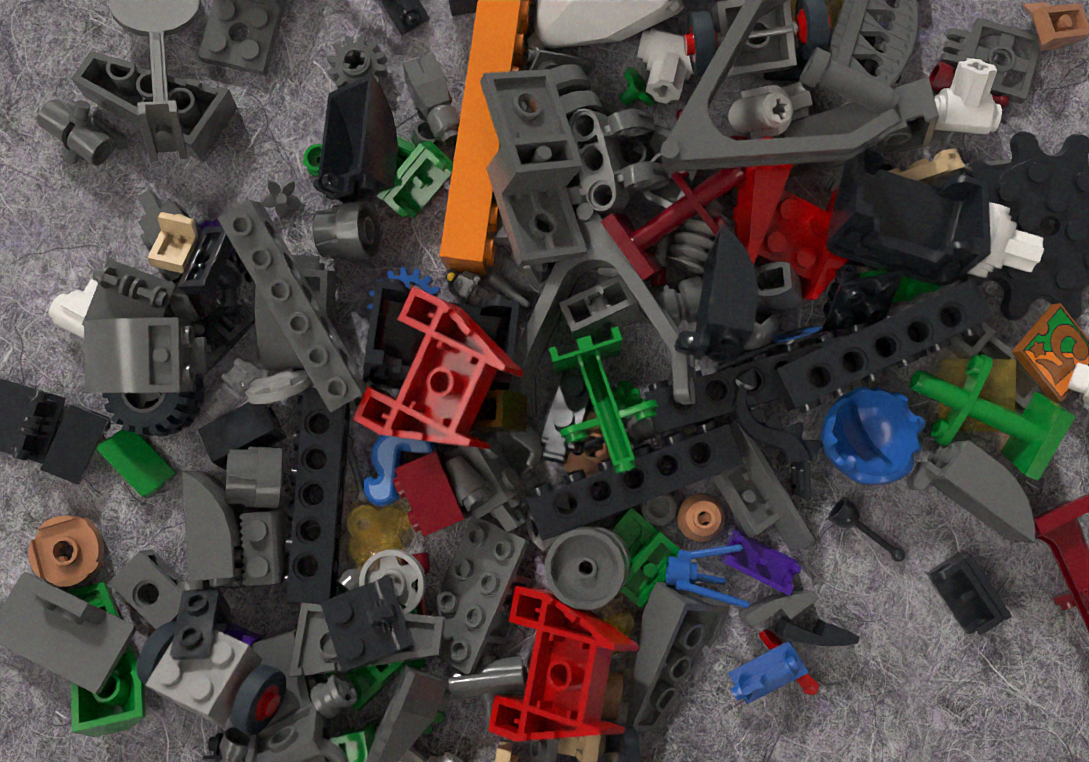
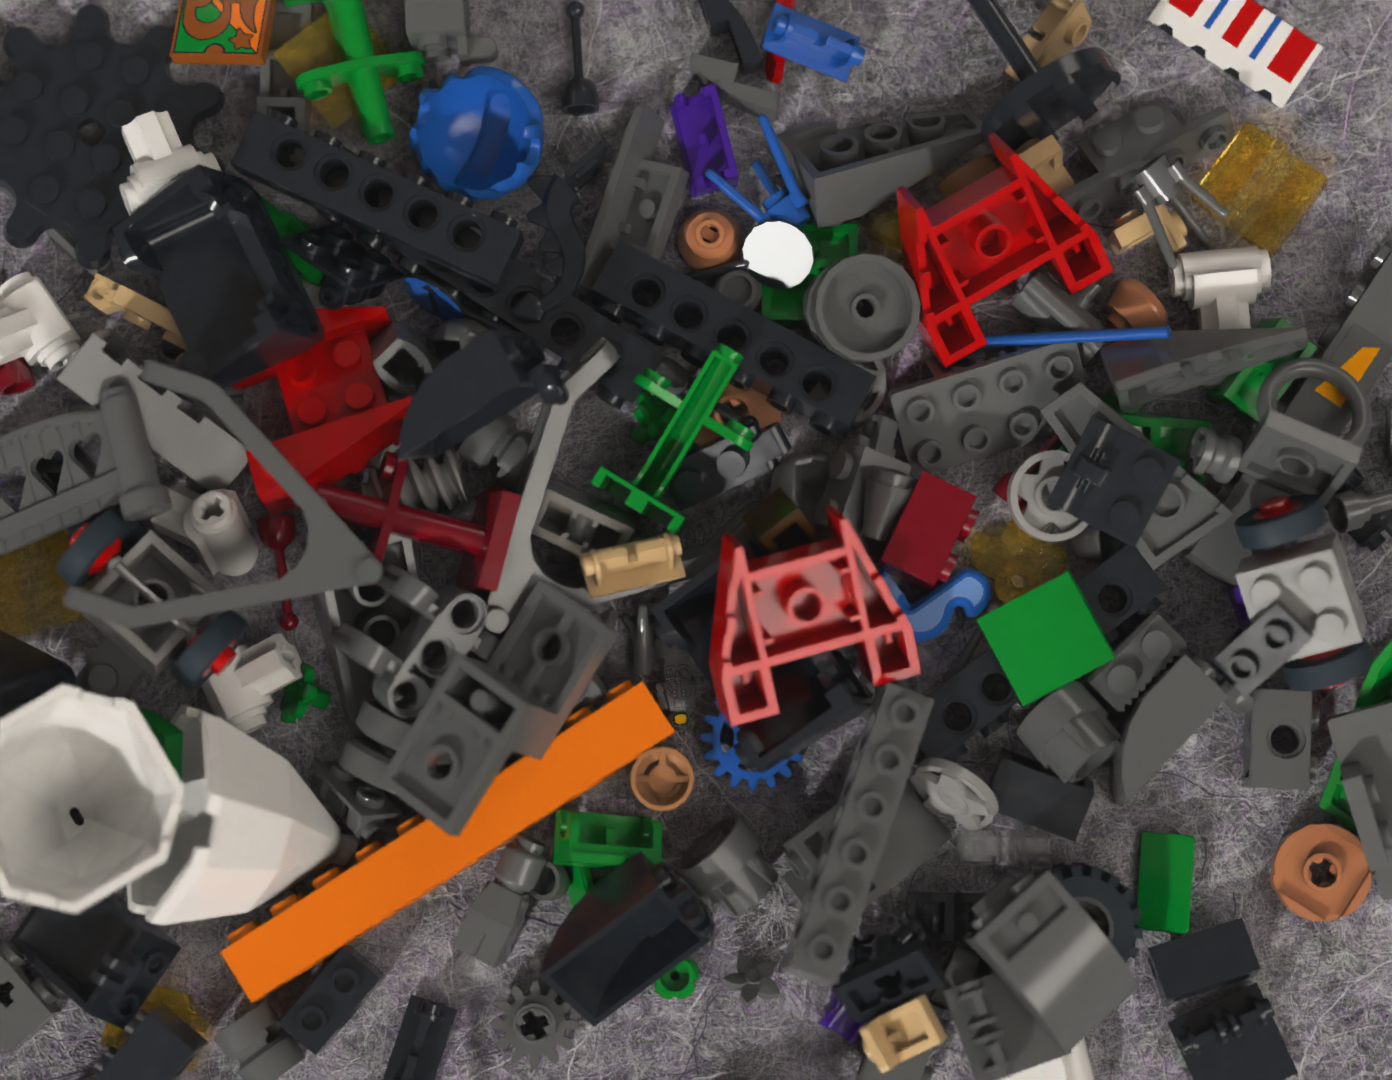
camera: 130 degrees left, 0 degrees up
(314, 508) = (1046, 638): none -> green slope
(422, 236) = (662, 779): none -> medium nougat wheel
(456, 723) = (1134, 306): none -> nougat cone
(464, 678) = (1080, 336): none -> blue axle
(552, 311) = (632, 565): none -> tan hinge
(663, 544) = (773, 253): none -> piece

